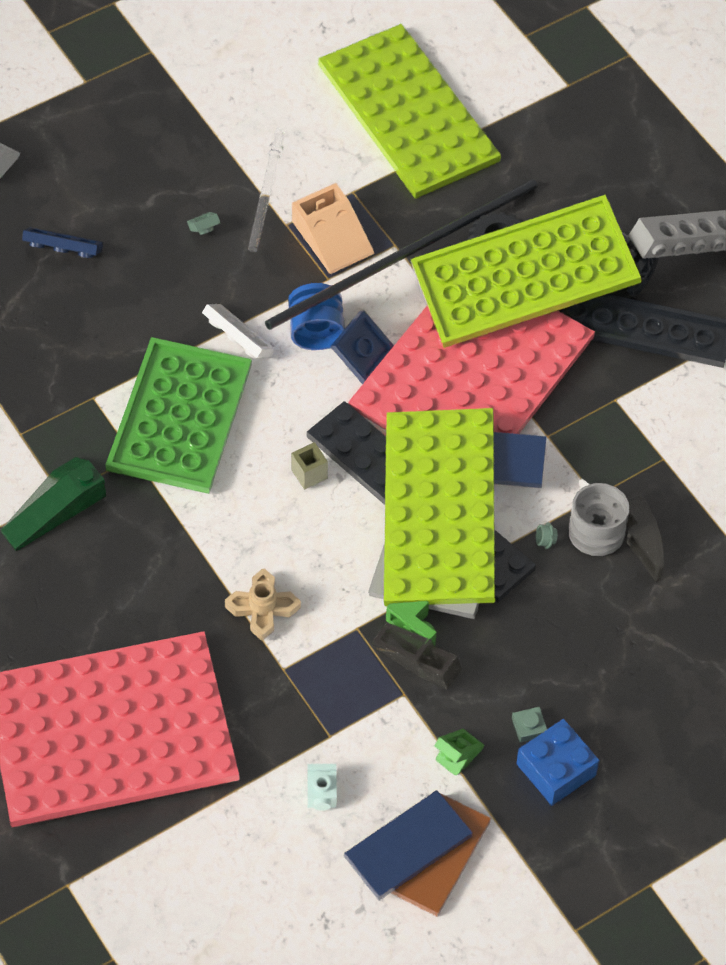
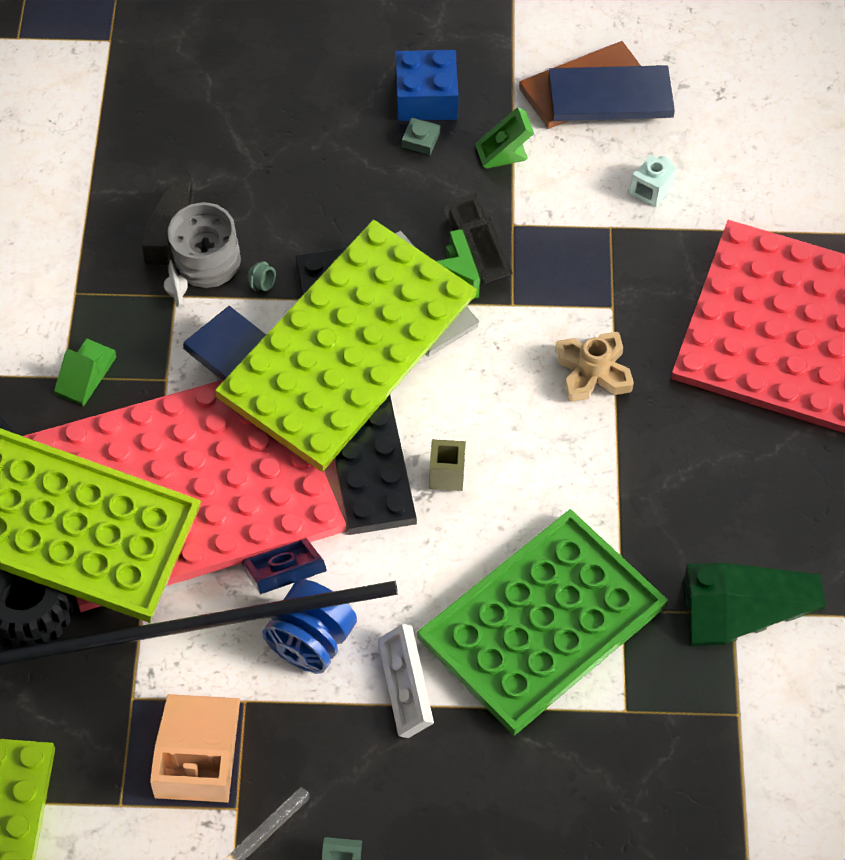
camera: 145 degrees left, 0 degrees up
(603, 407) = (83, 371): none -> bright green slope

